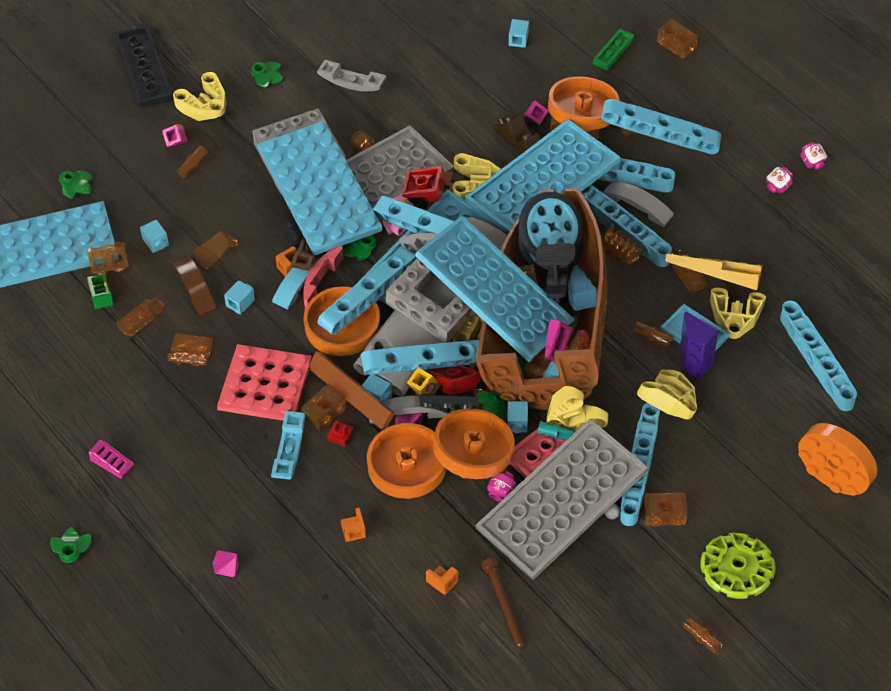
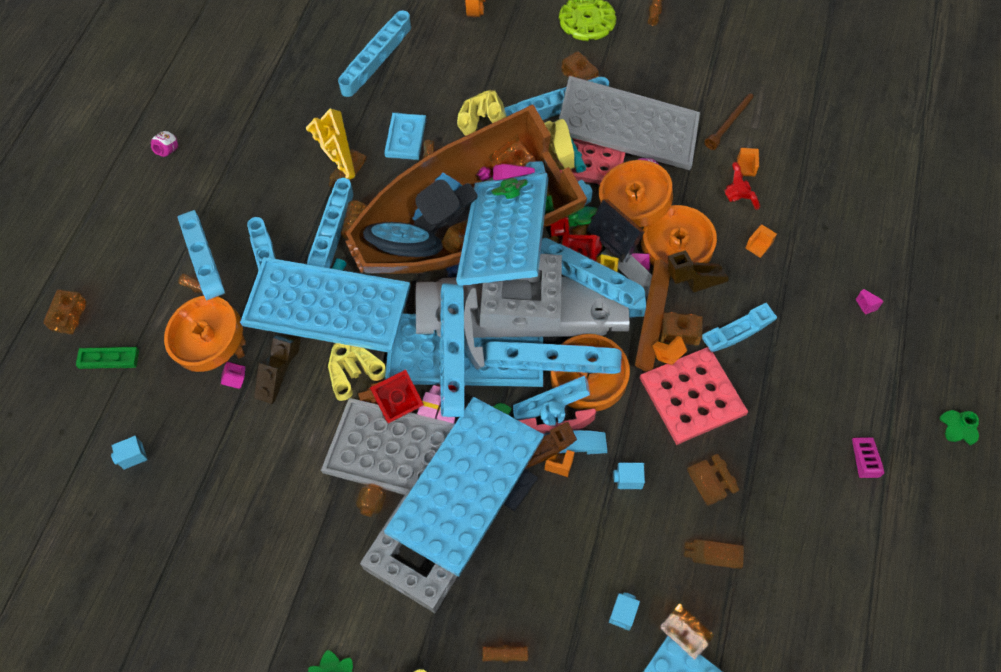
camera: 125 degrees left, 10 degrees up
(100, 292) = (731, 615): green slope -> none
(195, 285) = (644, 534): reddish brown slope -> none
(213, 249) = (594, 543): clear orange piece -> none
(309, 382) = (670, 353): none -> orange panel
(332, 72) = (285, 573): light grey slope -> none
(334, 271) = (552, 402): none -> medium azure plate
(340, 433) = (690, 305): red tile -> none
(360, 440) = (698, 275): none -> dark brown arch
(415, 544) = (740, 188): none -> red piece
(534, 318) = (510, 188): none -> green plate
(640, 199) = (293, 235): light grey slope -> none
(697, 346) = (433, 106): dark purple slope -> none
(725, 319) = (372, 117): light yellow connector -> none
(779, 180) = (207, 153): head -> none

